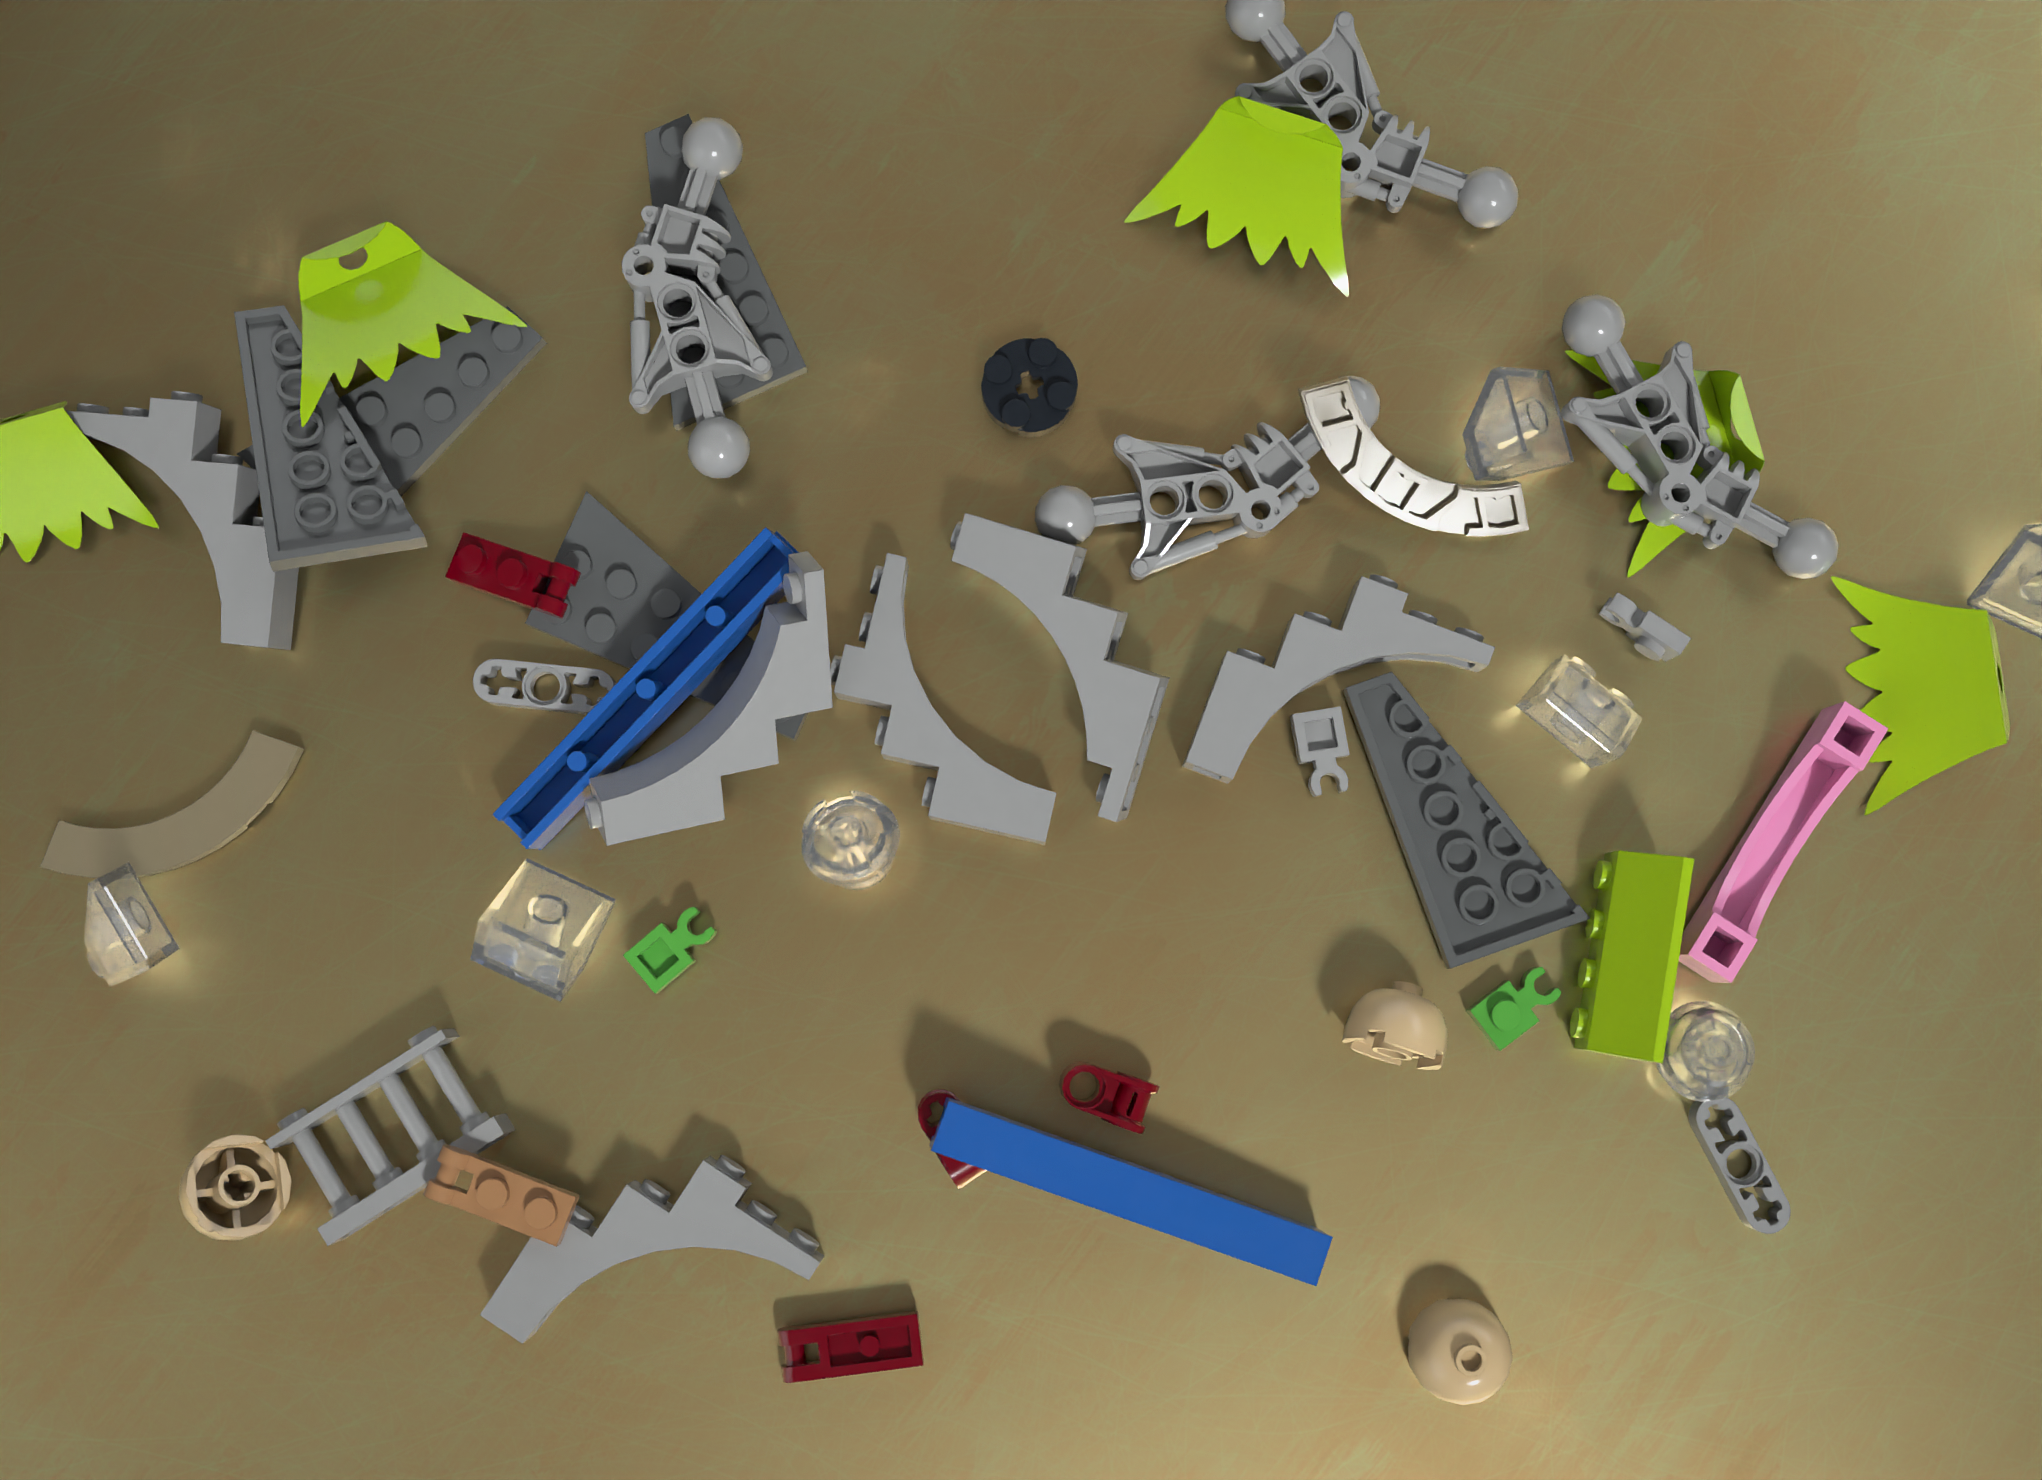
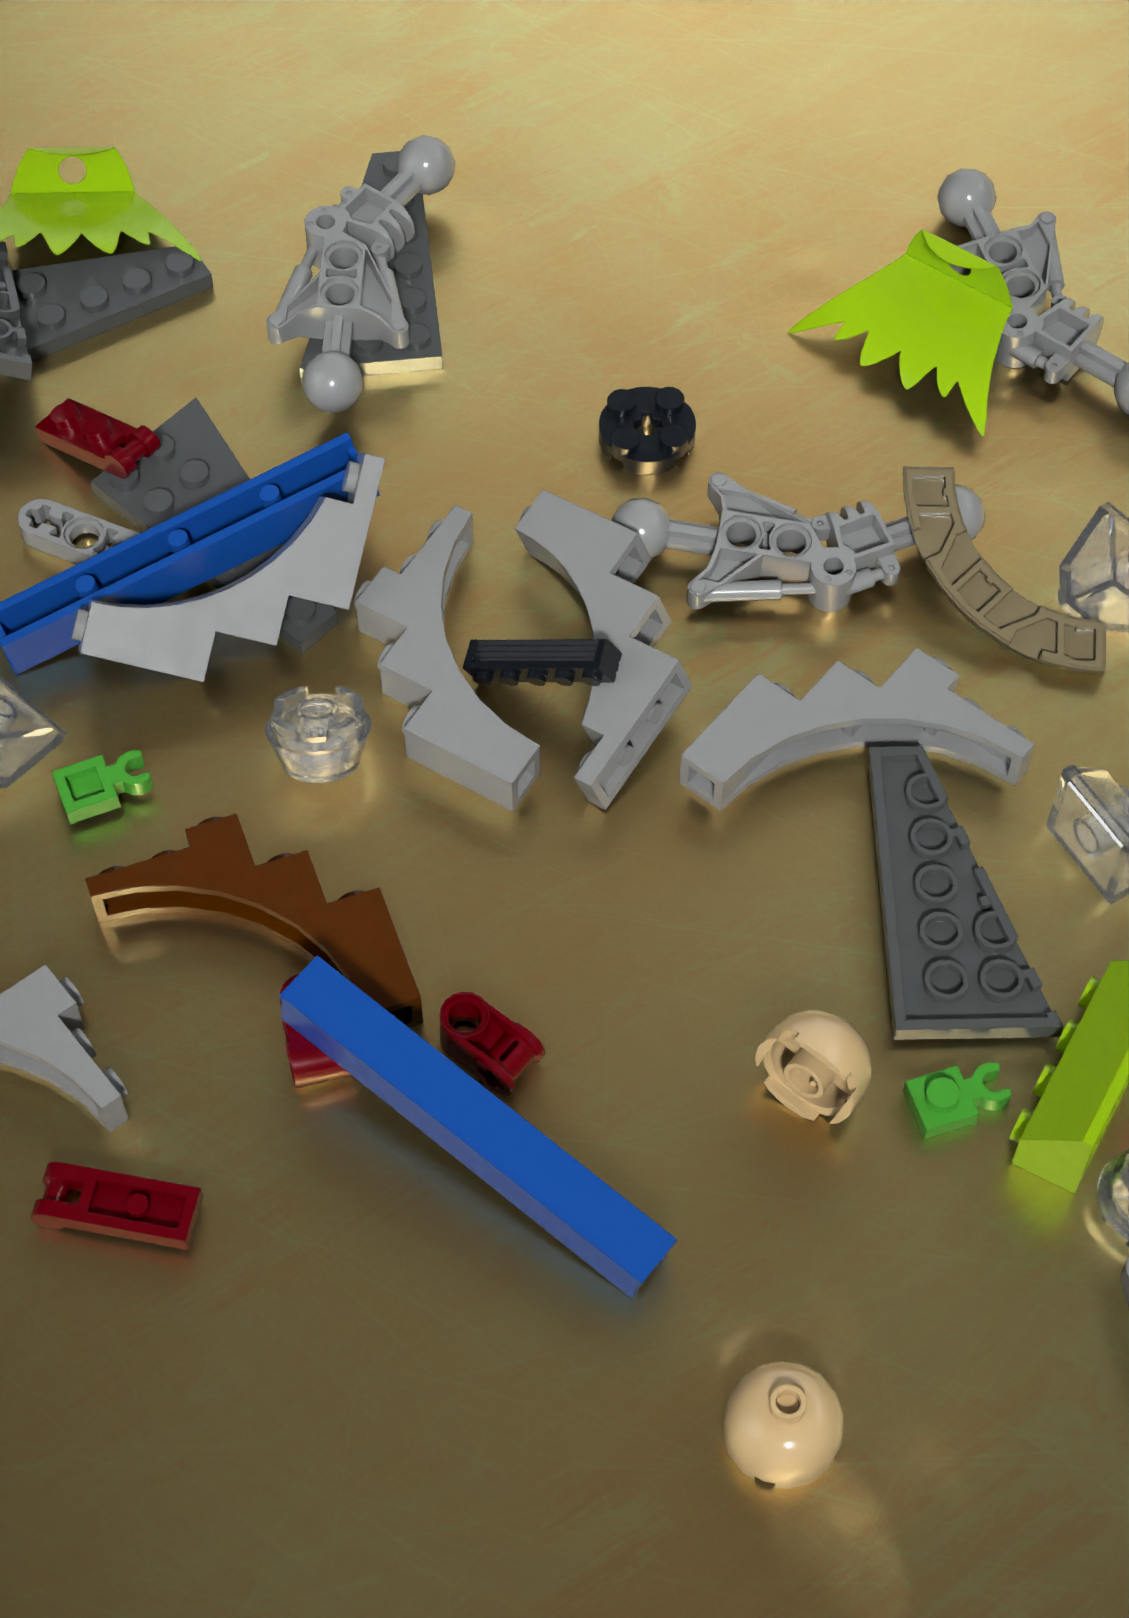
camera: 20 degrees right, 25 degrees down
(817, 1007) = (278, 896): none -> reddish brown arch
(1028, 704) = (542, 661): none -> black piece
(1320, 740) = (828, 795): light grey plate -> none

